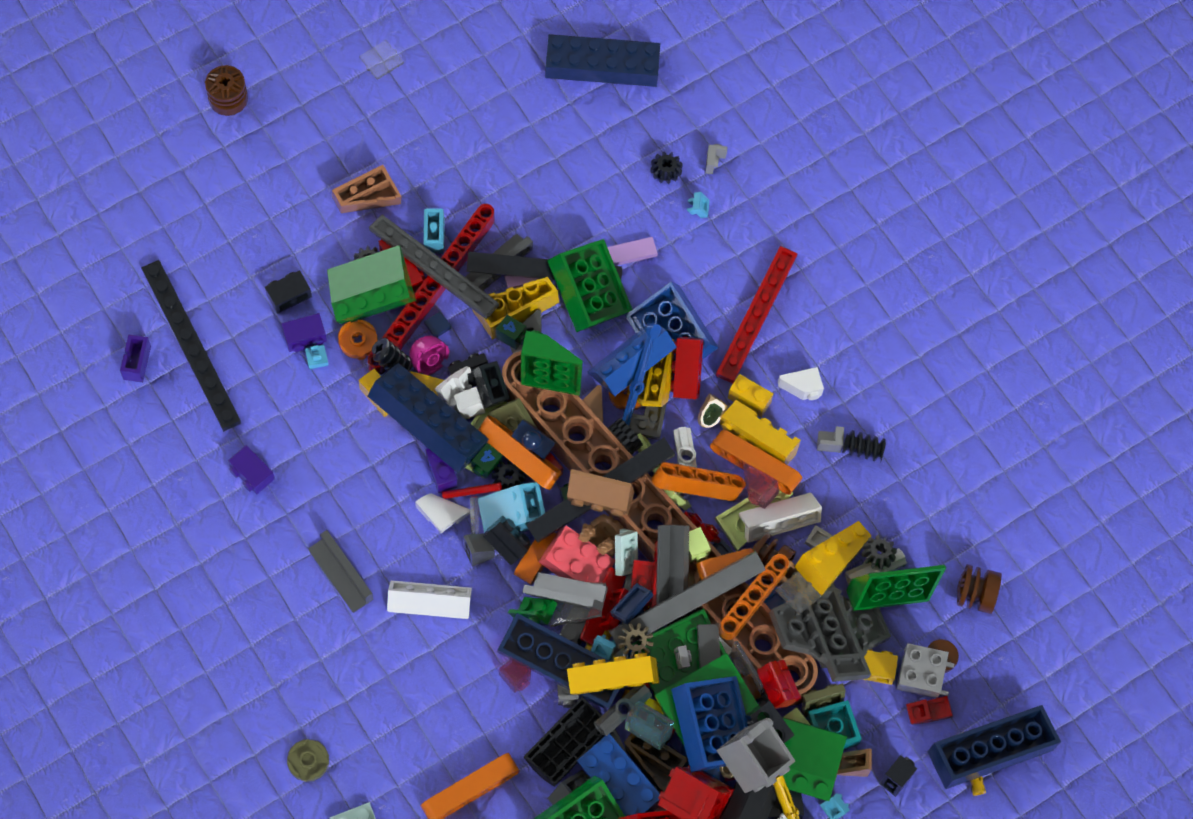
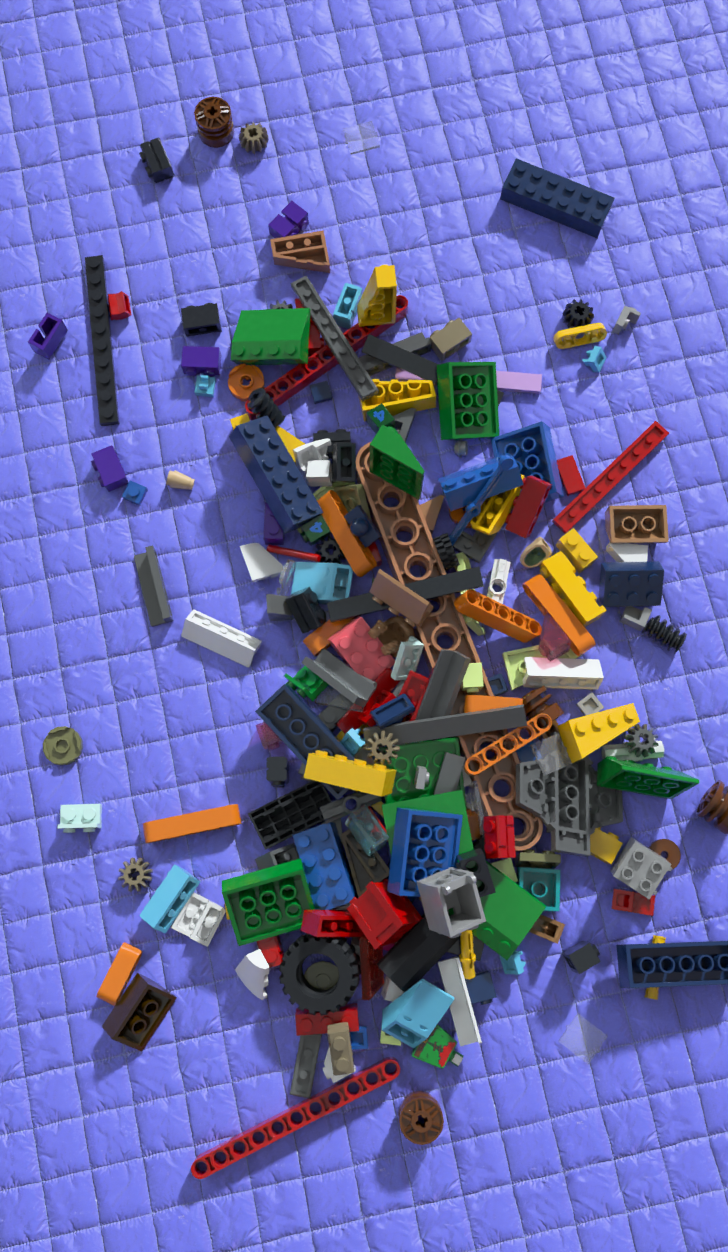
camera: 25 degrees right, 10 degrees up
(179, 147) = (157, 161): none -> black brick
(196, 305) = (119, 306): none -> red piece
(265, 95) = (253, 137): none -> dark tan gear
(285, 486) = (134, 493): none -> blue plate
(327, 458) = (180, 481): none -> tan cone
(342, 168) = (293, 222): none -> dark purple piece
(428, 354) = (300, 416): dark pink cylinder -> none
(468, 214) = (379, 298): none -> yellow wedge
(538, 705) = (278, 771): none -> black brick
(549, 230) = (450, 339): none -> dark tan brick
(599, 333) = (461, 448): none -> light grey plate
(687, 181) = (593, 333): none -> yellow beam
(709, 531) = (489, 663): red slope -> none
(717, 326) = (570, 475): none -> red tile
(798, 350) = (637, 524): none -> medium nougat slope
(814, 409) = (631, 584): none -> dark blue brick

